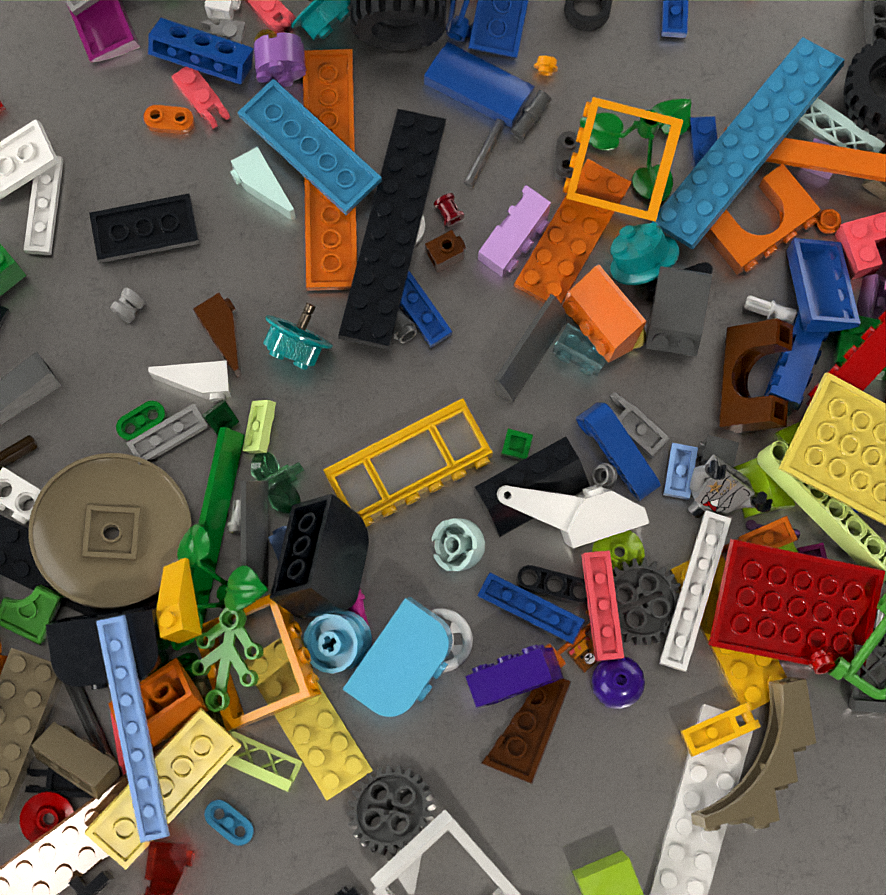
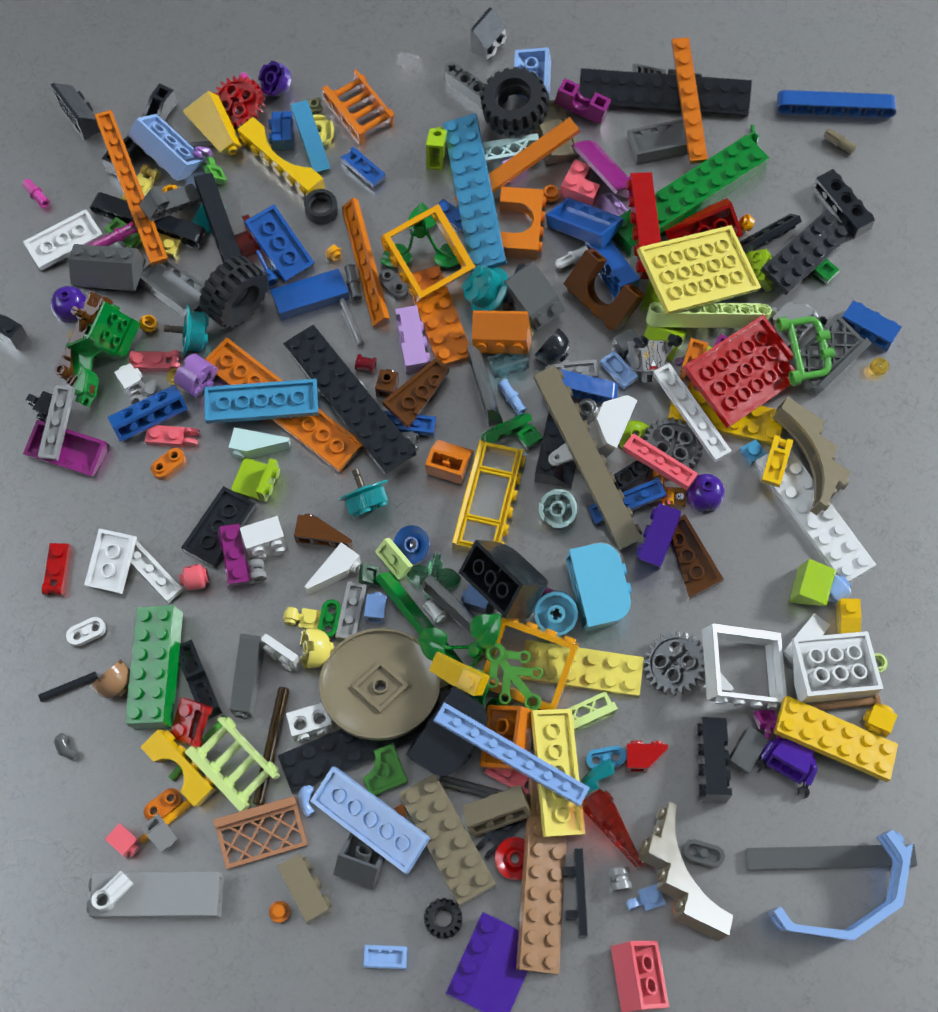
camera: 45 degrees left, 10 degrees down
(60, 410) = (276, 650): none -> white plate
(69, 253) = (194, 577): none -> coral head
(96, 435) = (315, 648): none -> light yellow cylinder
(119, 269) = (234, 558): none -> magenta arch
(124, 399) = (307, 619): none -> light yellow plate
(163, 283) = (264, 539): none -> white brick
(191, 455) = (375, 608): none -> medium blue brick
(201, 829) = (599, 772): none -> teal slope
(225, 217) = (256, 479): none -> lime bracket
(262, 860) = (643, 756): none -> red slope
(285, 422) = (405, 539): none -> blue dish
(415, 387) = (448, 461): none -> orange slope
(460, 288) = (415, 393): none -> reddish brown wing
(504, 412) = (505, 428): none -> green hinge
(532, 526) = (587, 458): none -> dark tan brick
(546, 388) = (511, 397): none -> light blue pin
(564, 106) = (365, 263): none -> orange plate
(640, 384) = (554, 348): none -> black cylinder
(713, 692) = (752, 452): none -> dark azure plate
(772, 51) = (436, 141): none -> lime torso
(822, 662) = (785, 382): red plate -> none

